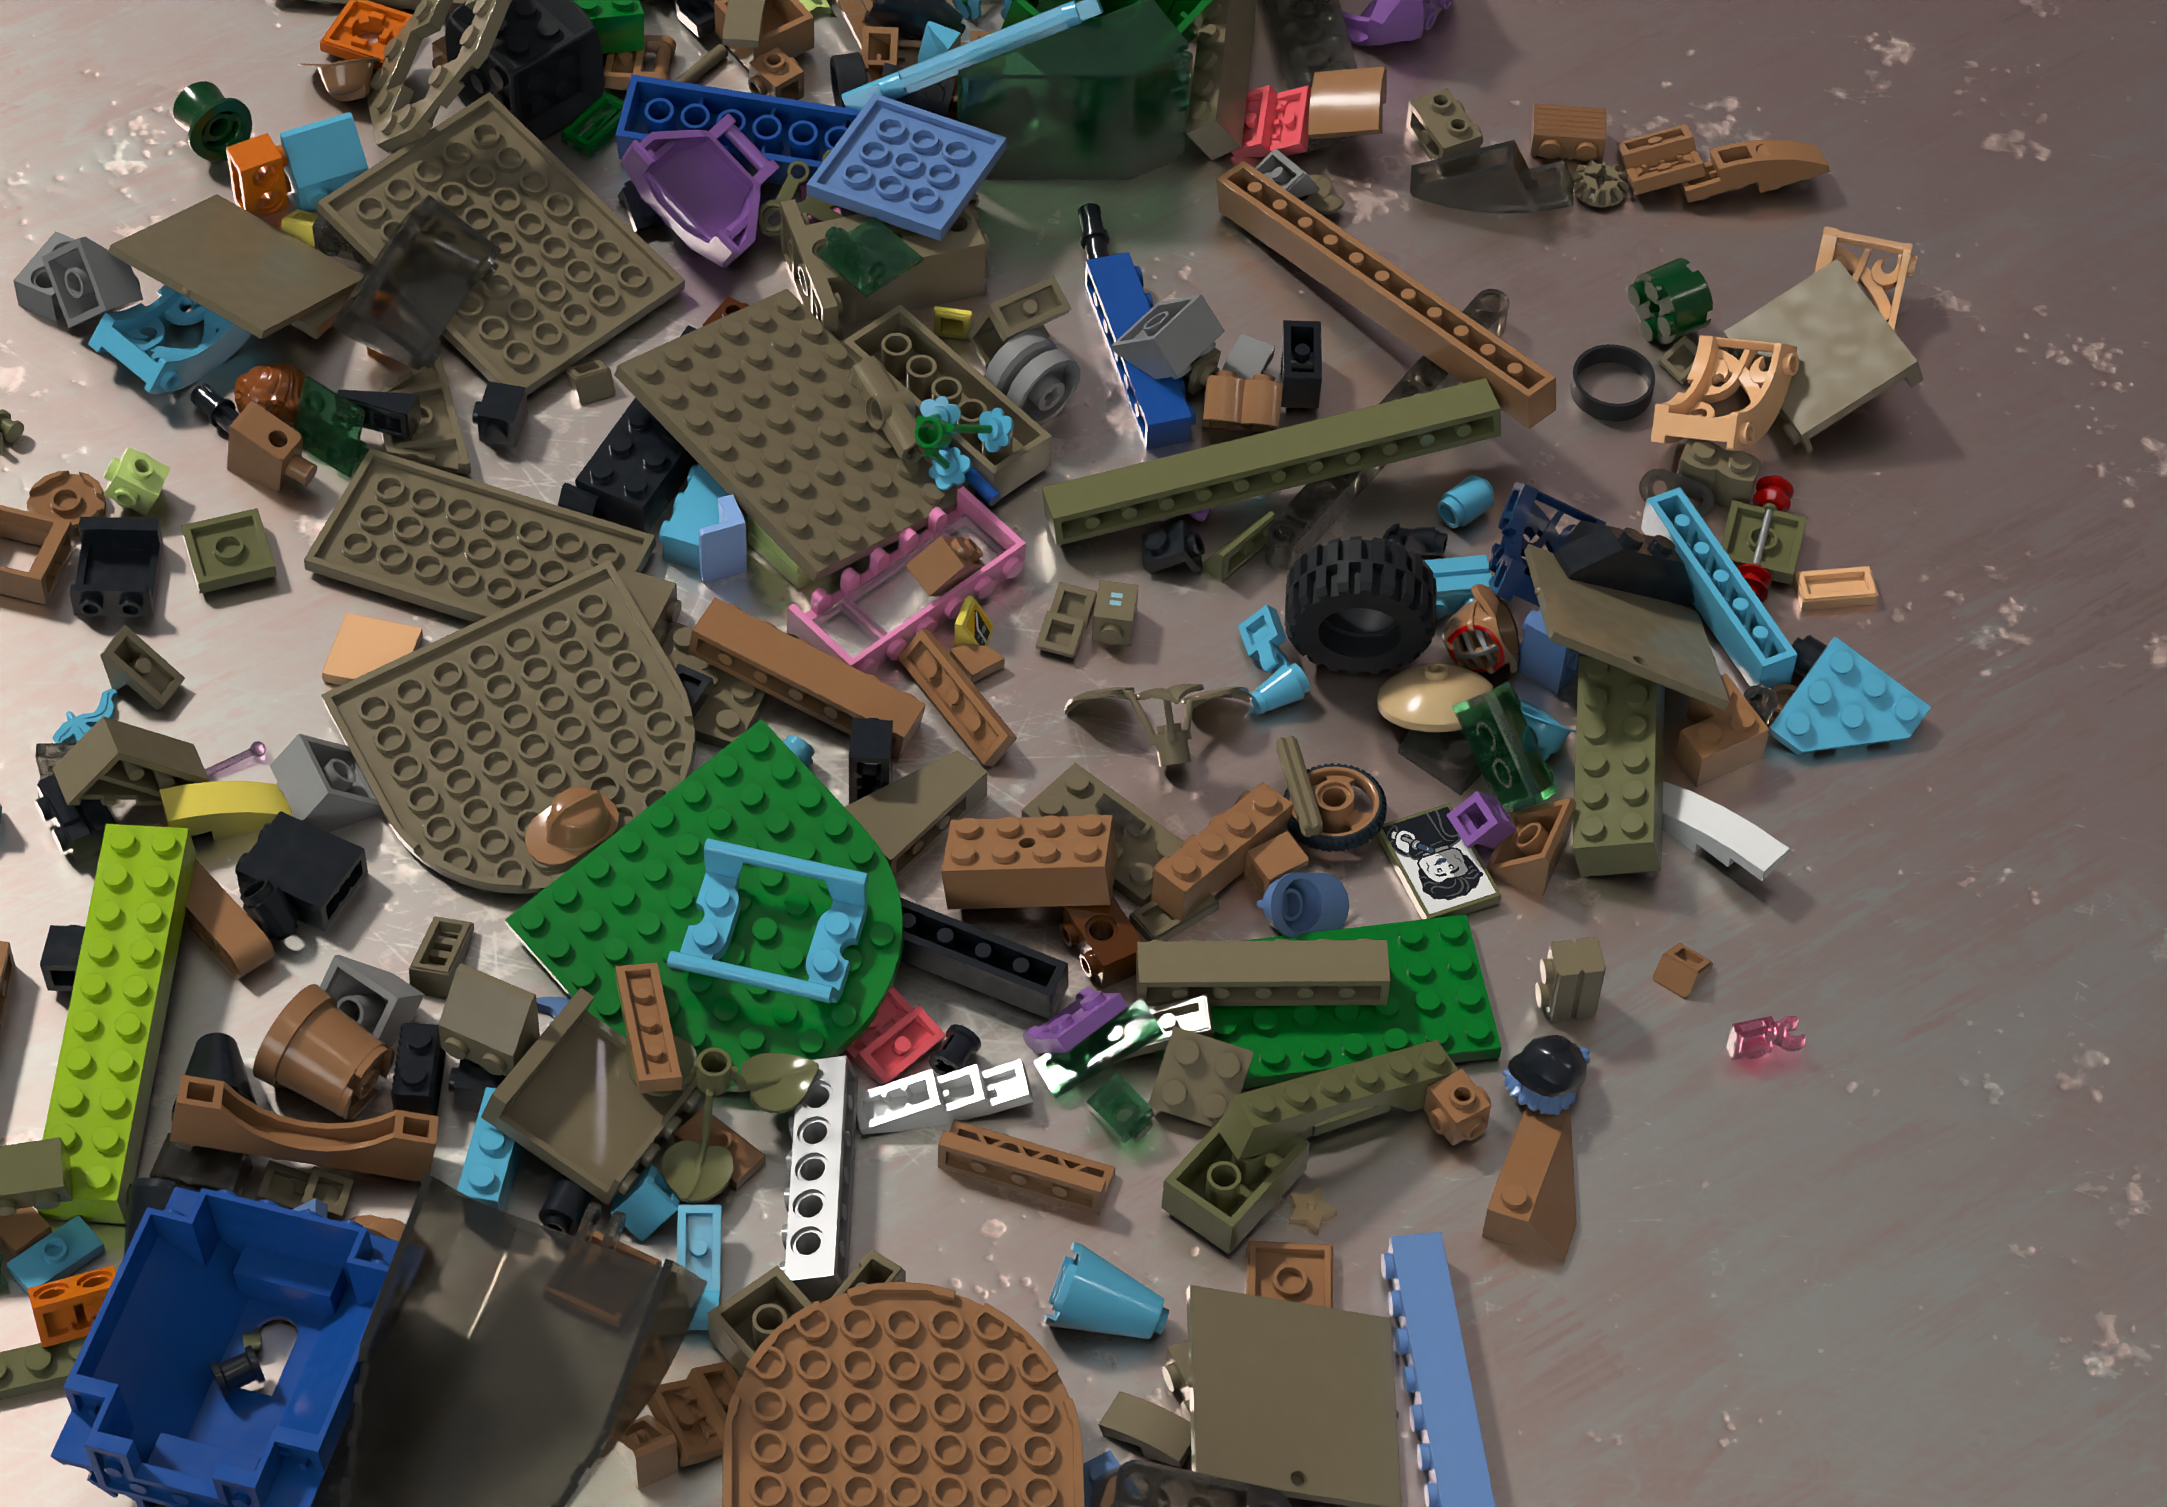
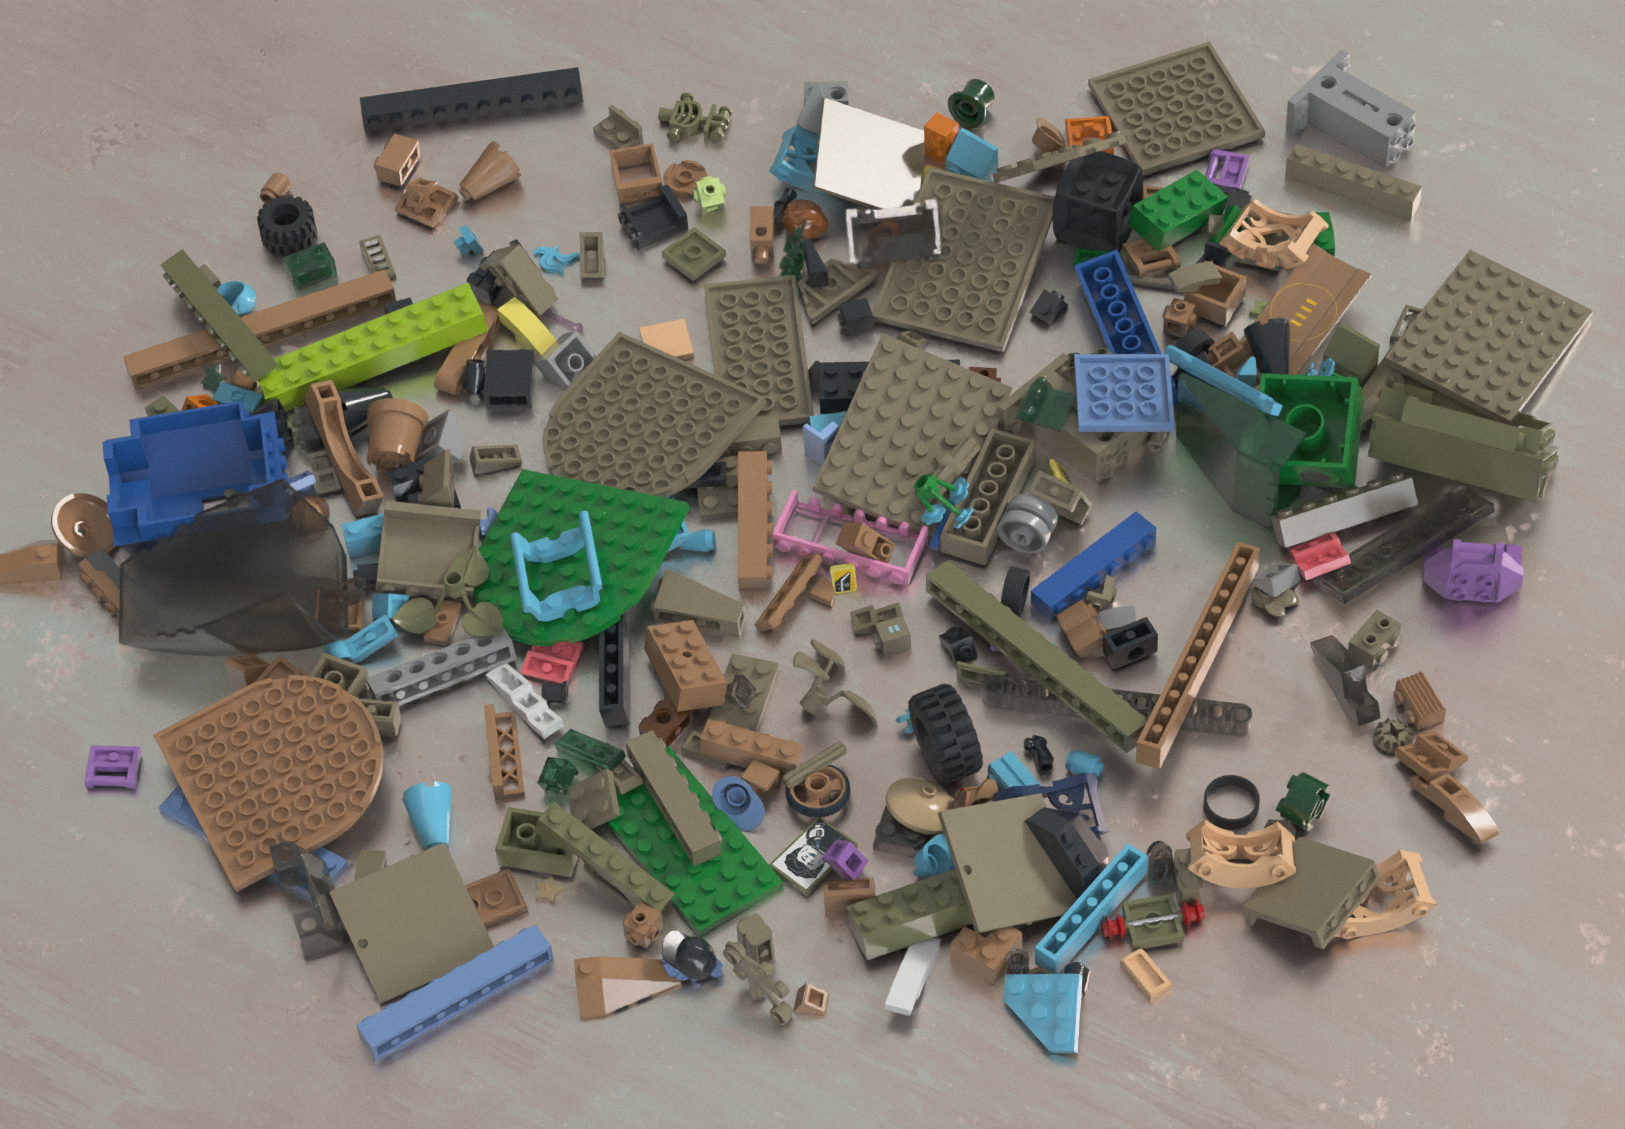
camera: 70 degrees right, 0 degrees up
(237, 1372) = (203, 493): black bush -> none
(571, 826) = (593, 466): medium nougat piece -> none
(648, 1028) = (472, 549): medium nougat plate -> none
(702, 187) = (1055, 317): medium lavender piece -> none
(870, 756) = (713, 568): black brick -> none
(1075, 1022) = (601, 733): medium lavender plate -> none
(1093, 236) = (1168, 511): black pin -> none
(1135, 424) = (1016, 589): none -> black tyre
(1170, 337) = (1092, 570): light grey slope -> none
(1281, 688) = (891, 734): medium azure cone -> none
(1347, 102) = (1345, 576): medium nougat slope -> none
(1505, 748) = (893, 846): clear green slope -> none
(1623, 989) = (758, 980): none -> dark tan plant
(1758, 1036) = (776, 1050): clear pink plate -> none

